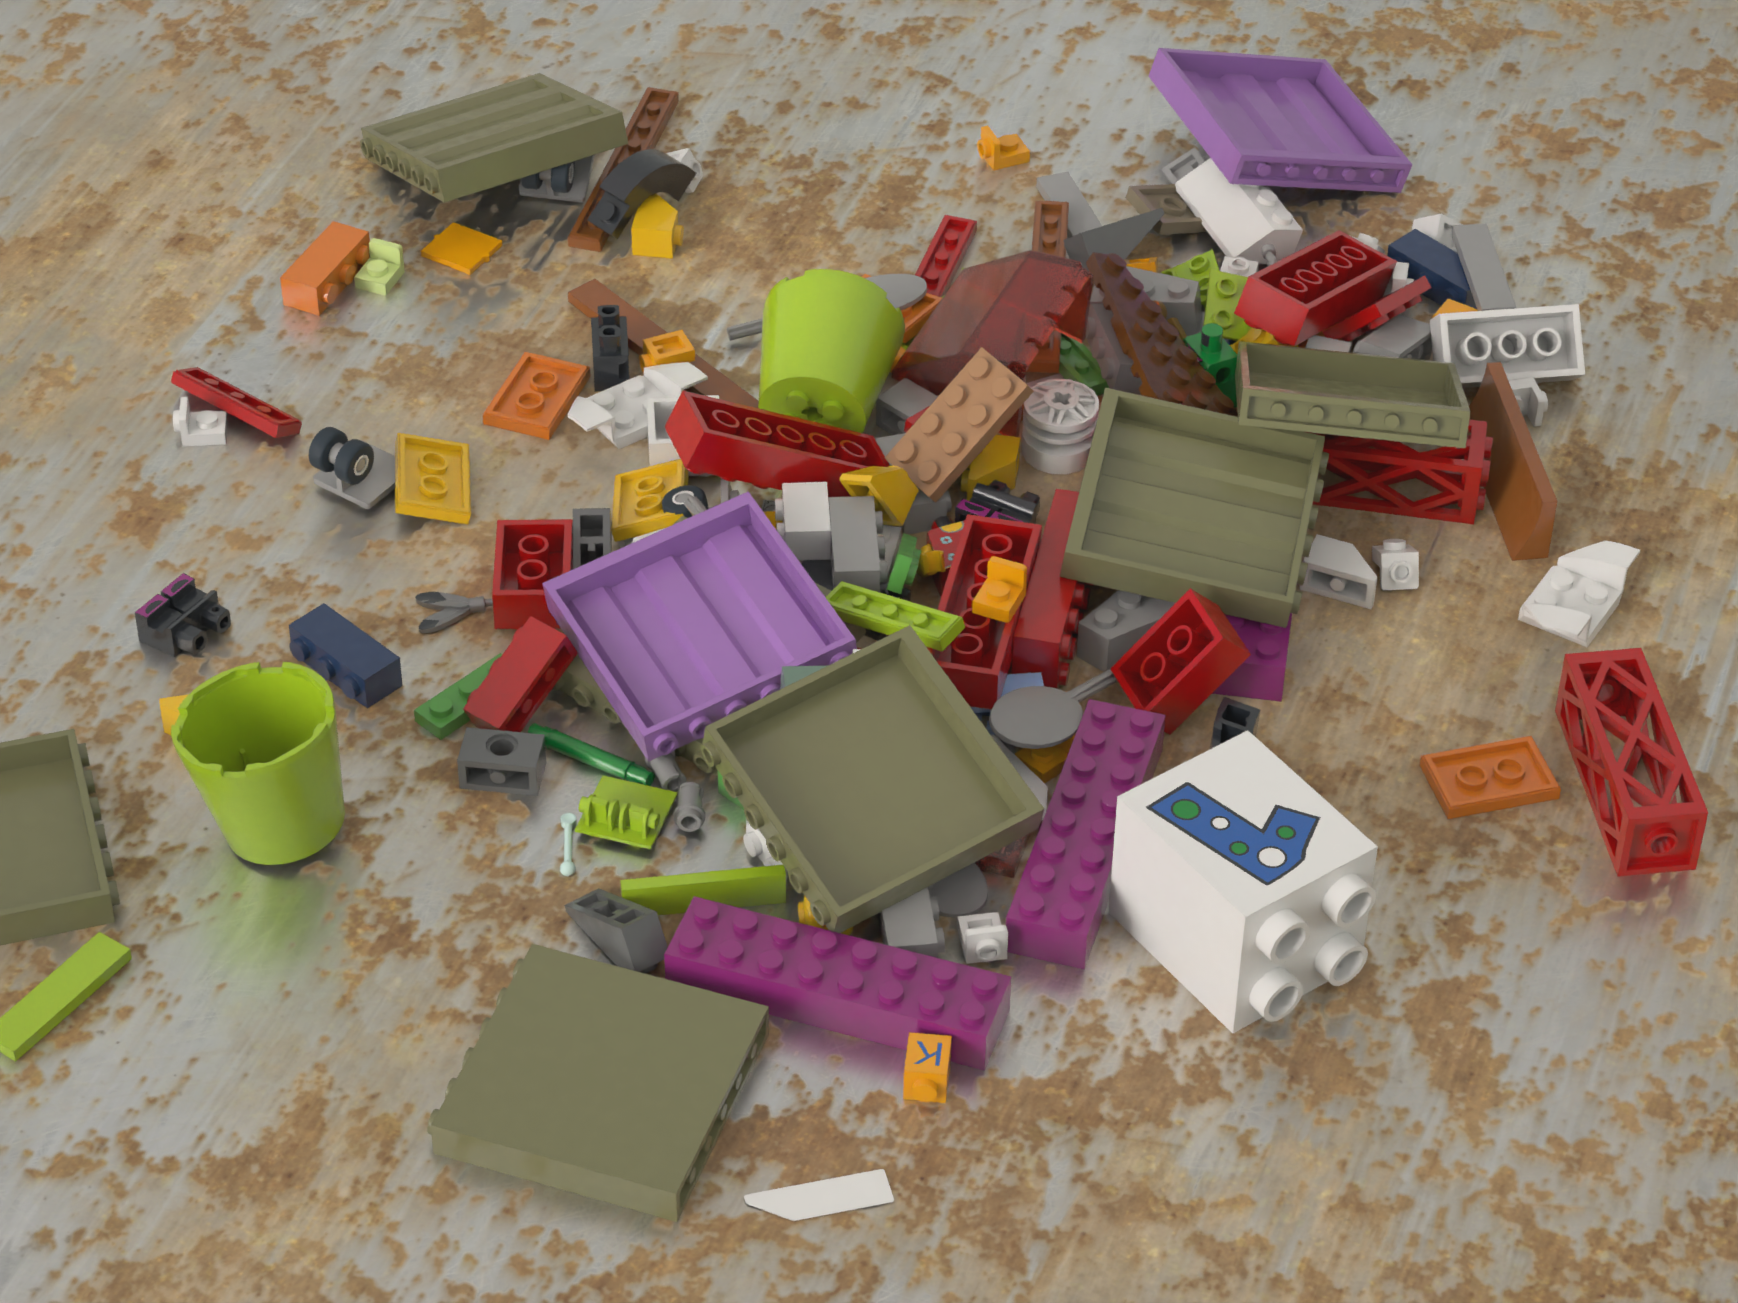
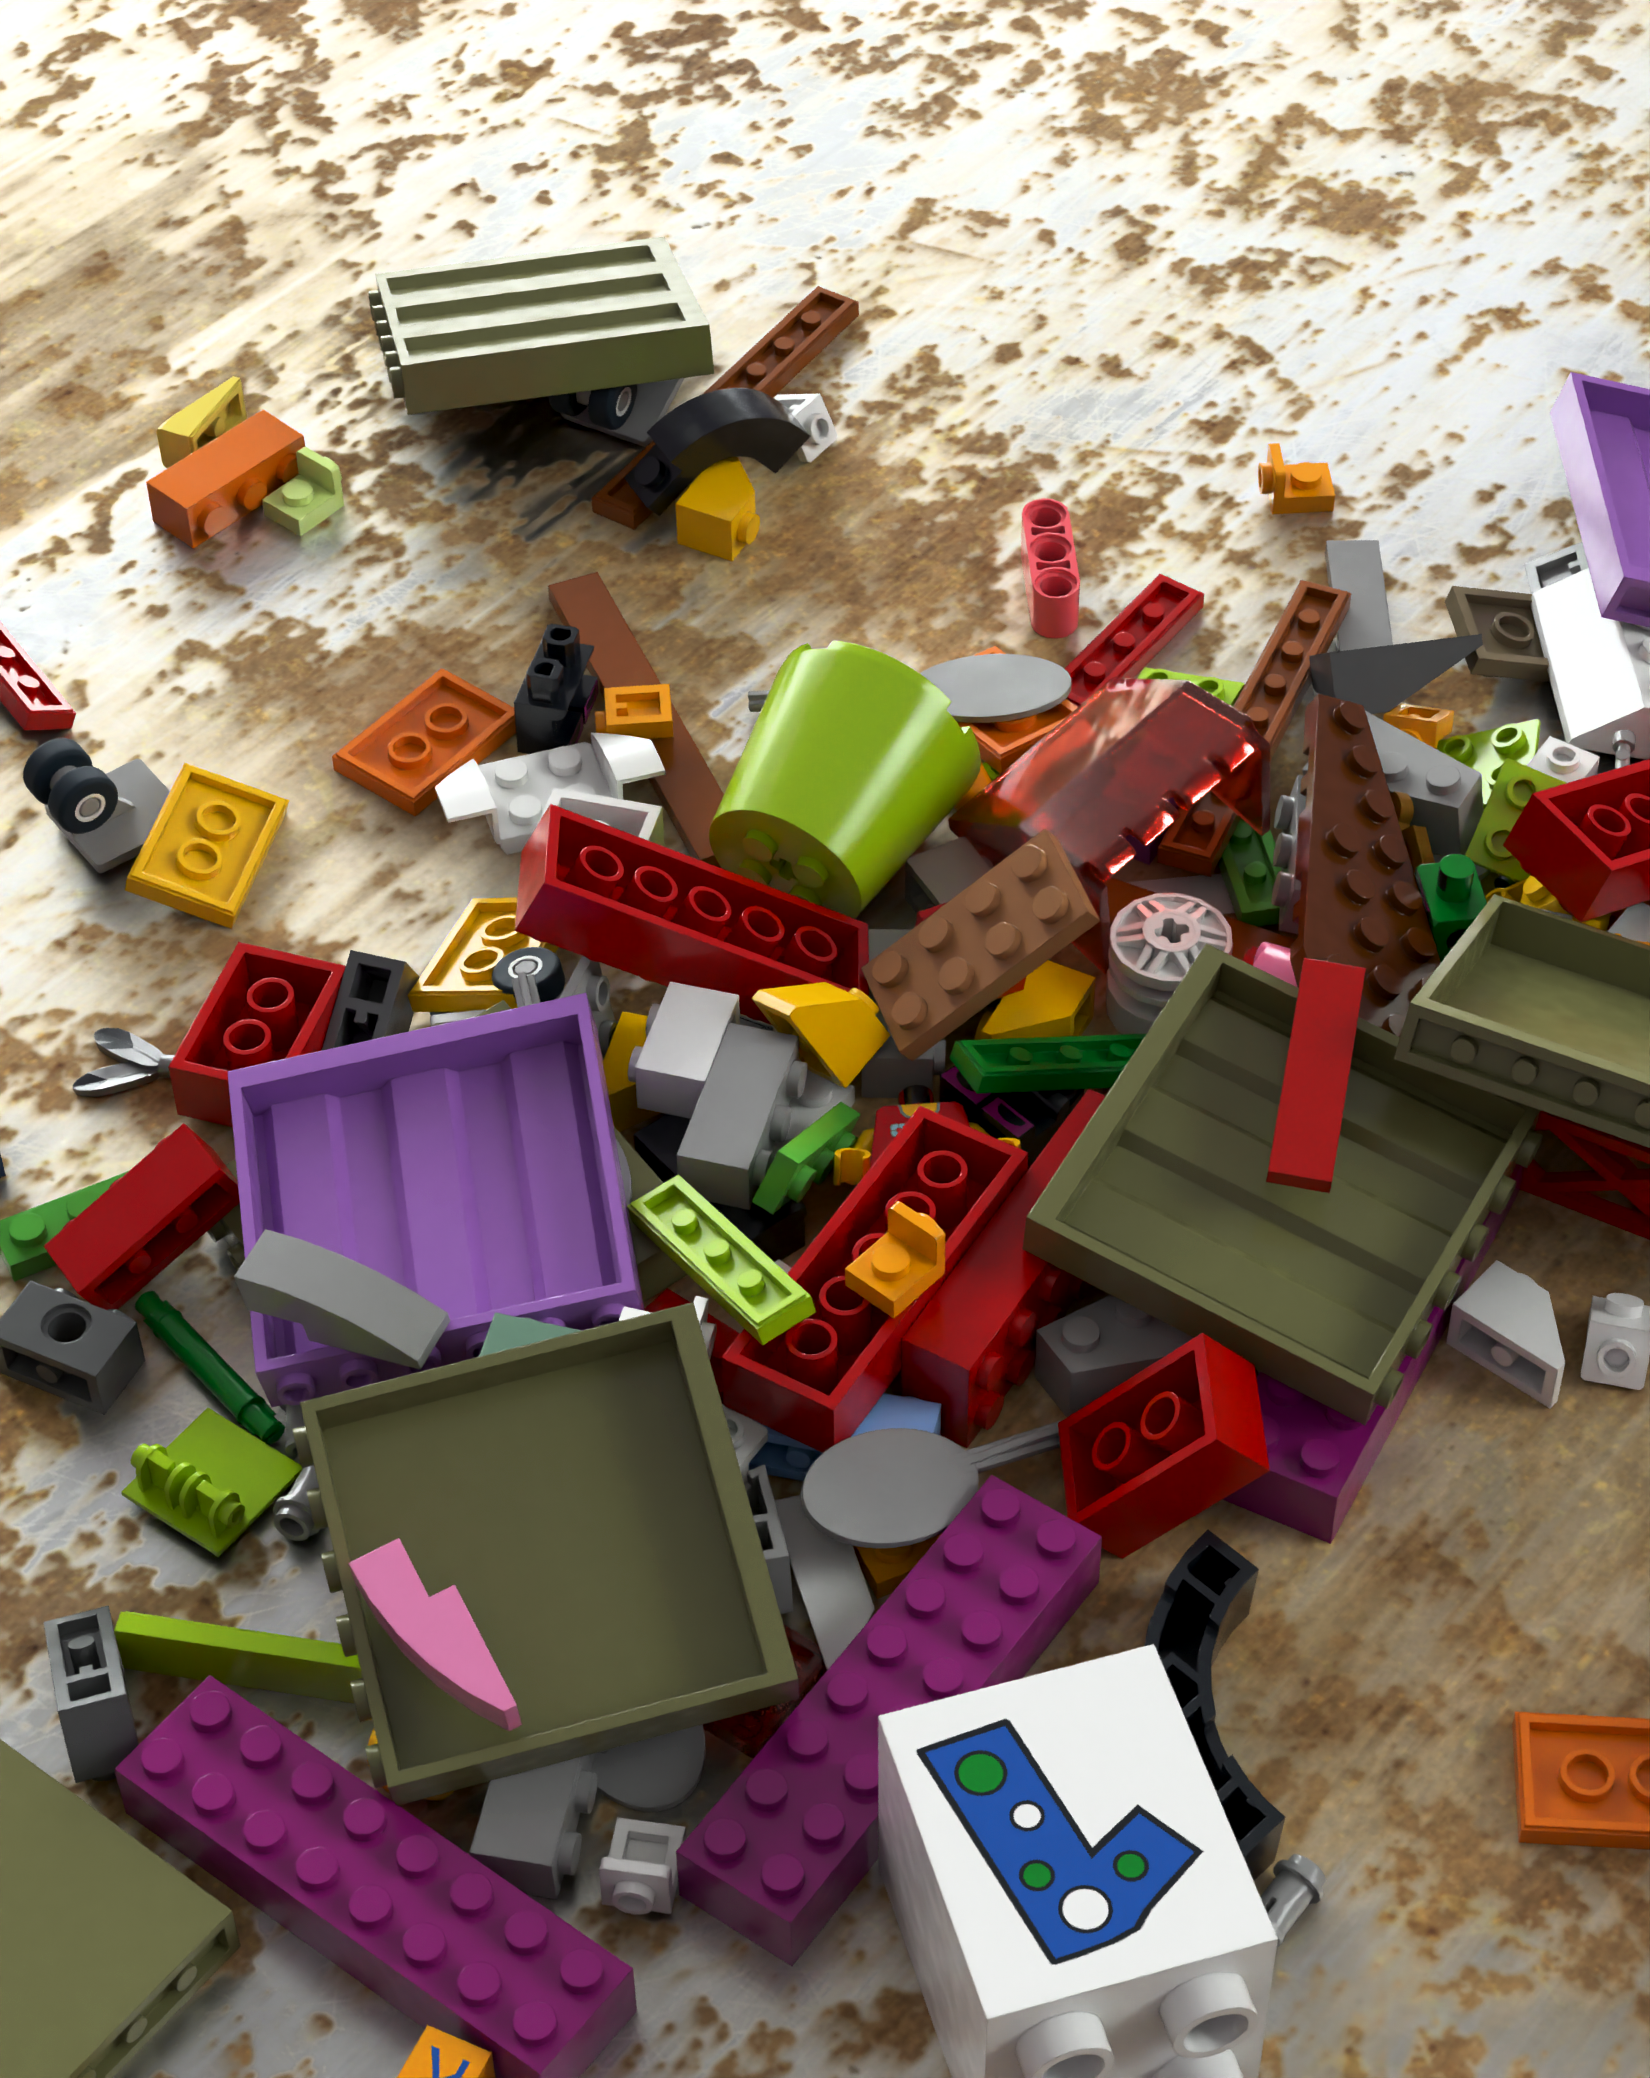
camera: 20 degrees right, 5 degrees up
(290, 241) = (201, 422): none -> light yellow slope
(461, 248) = (439, 484): light orange piece -> none
(568, 822) = (81, 1555): light aqua hinge -> none
(683, 682) = (339, 1300): none -> light grey slope
(838, 828) = (434, 1633): none -> bright pink slope
(877, 223) = (1050, 568): none -> coral beam
(1022, 485) = (1044, 1062): none -> green tile
(1196, 443) = (1316, 1075): none -> red tile

